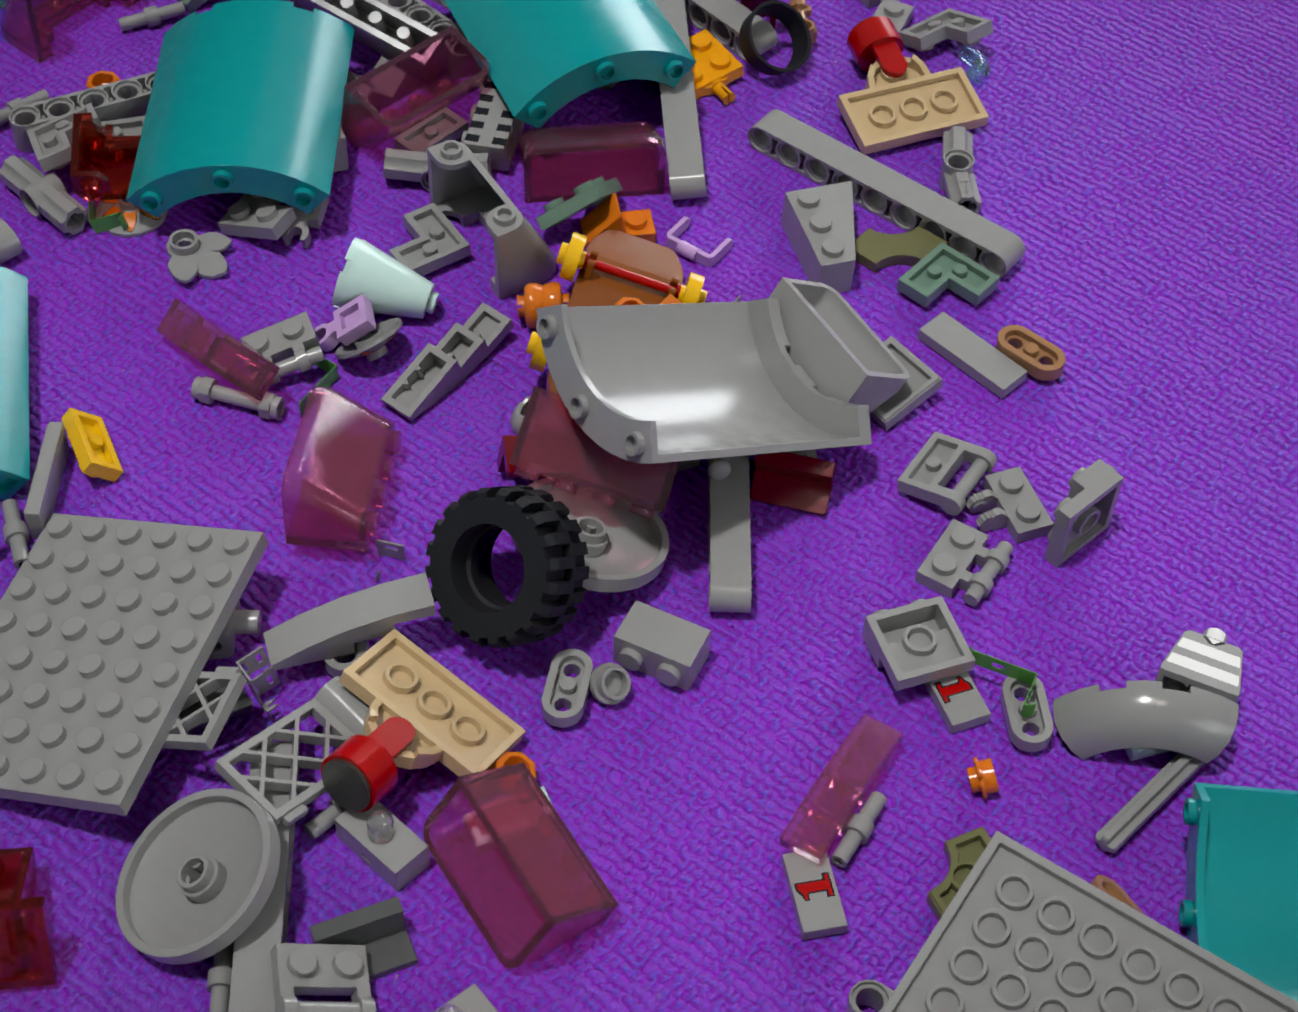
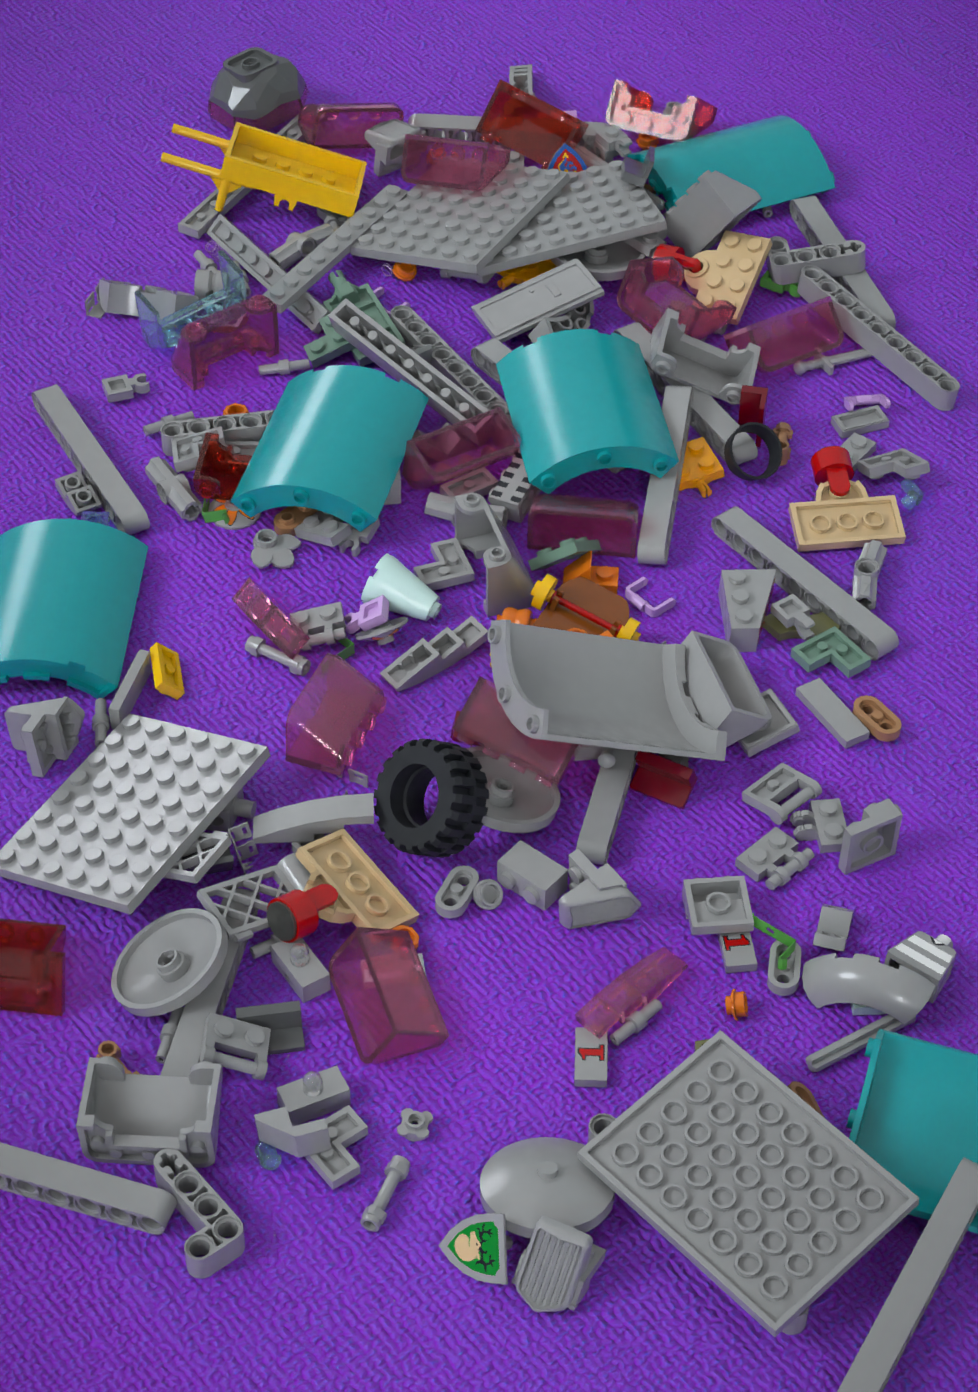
camera: 15 degrees right, 5 degrees down
(209, 211) = (290, 518): none -> medium nougat plate
(756, 658) = (594, 895): none -> light grey piece
(886, 233) = (794, 612): none -> light grey plate
(1070, 644) = (833, 927): none -> light grey slope

